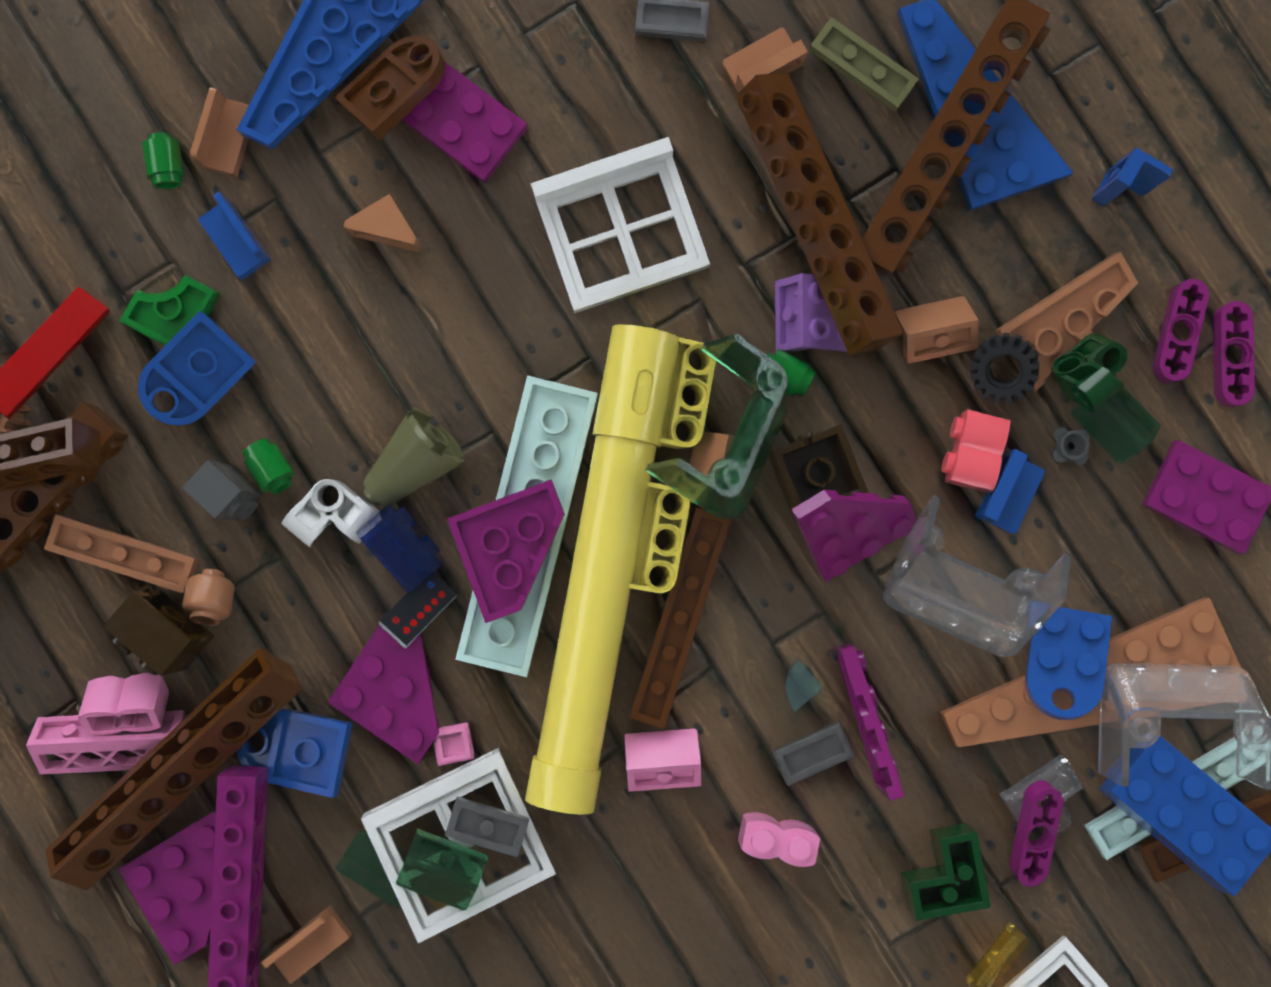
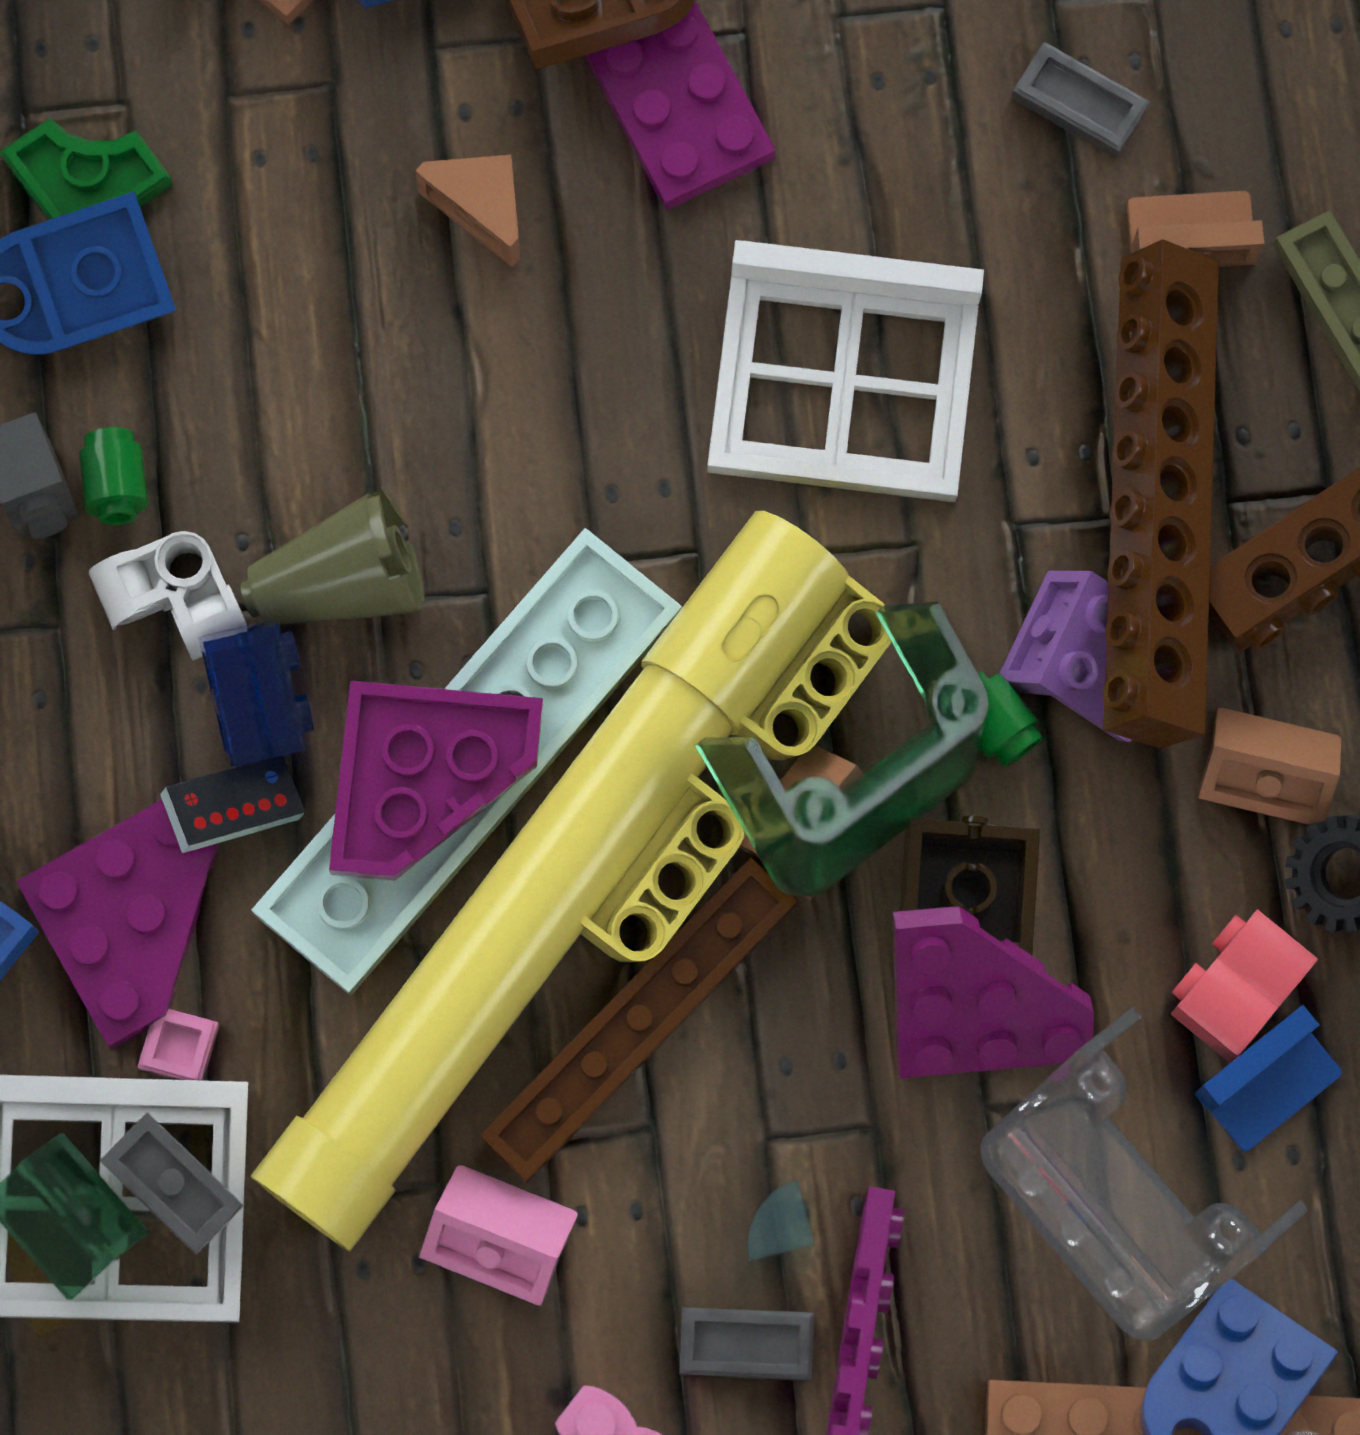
camera: 25 degrees right, 10 degrees down
(233, 238) = (238, 111): blue panel -> none

